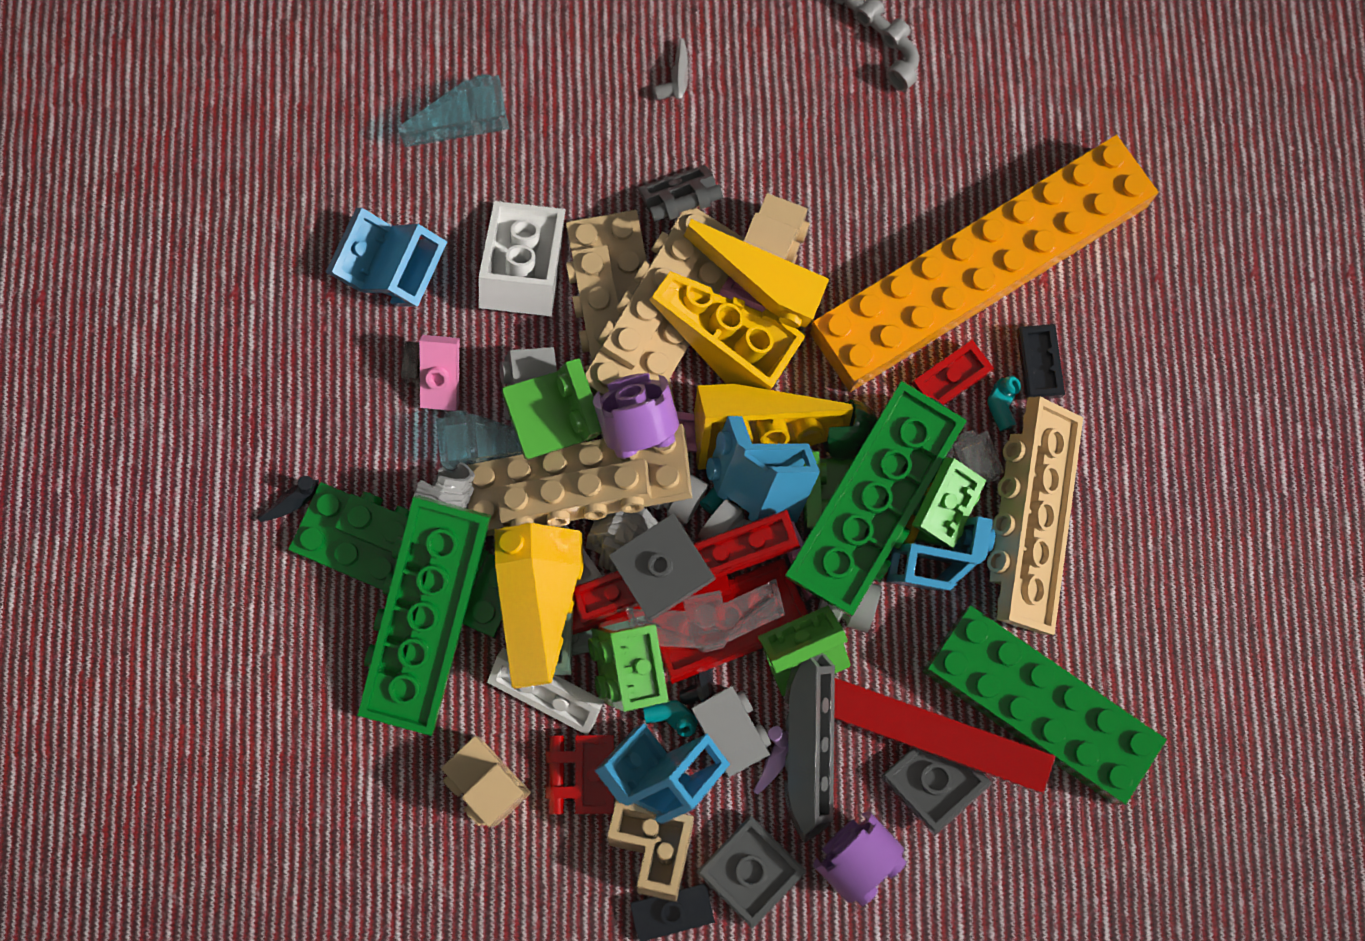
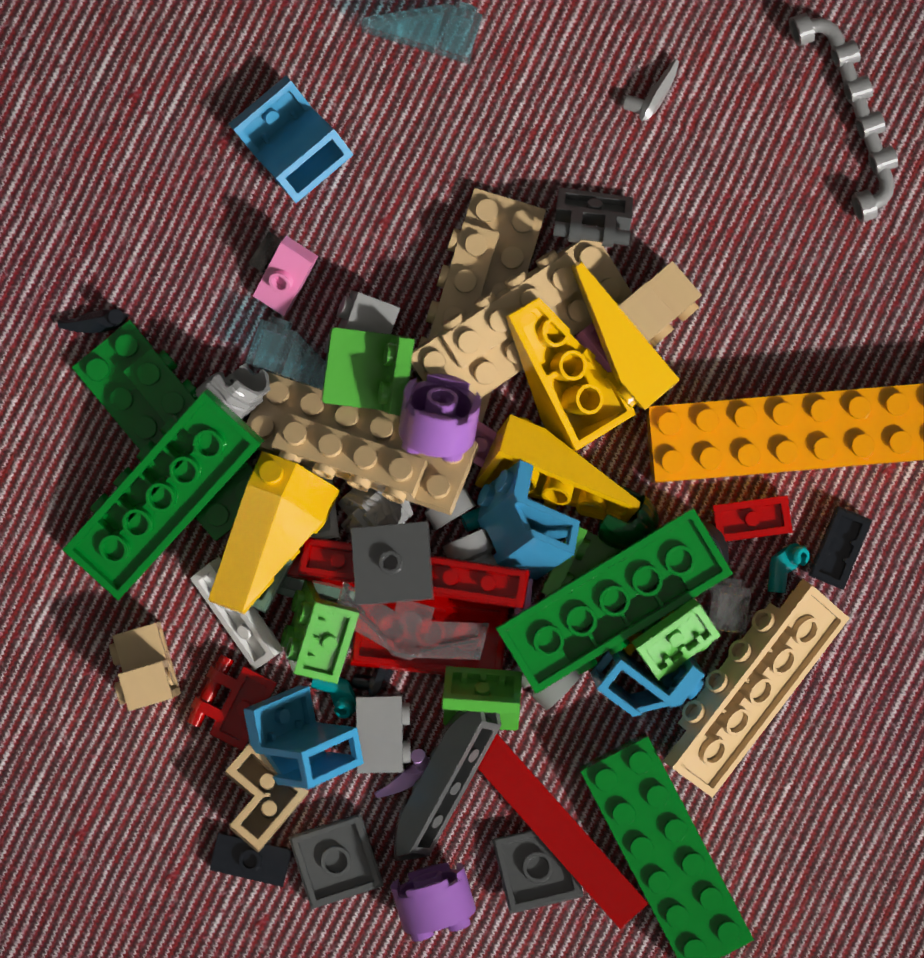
camera: 30 degrees right, 10 degrees up
(521, 258) = (416, 201): white slope -> none

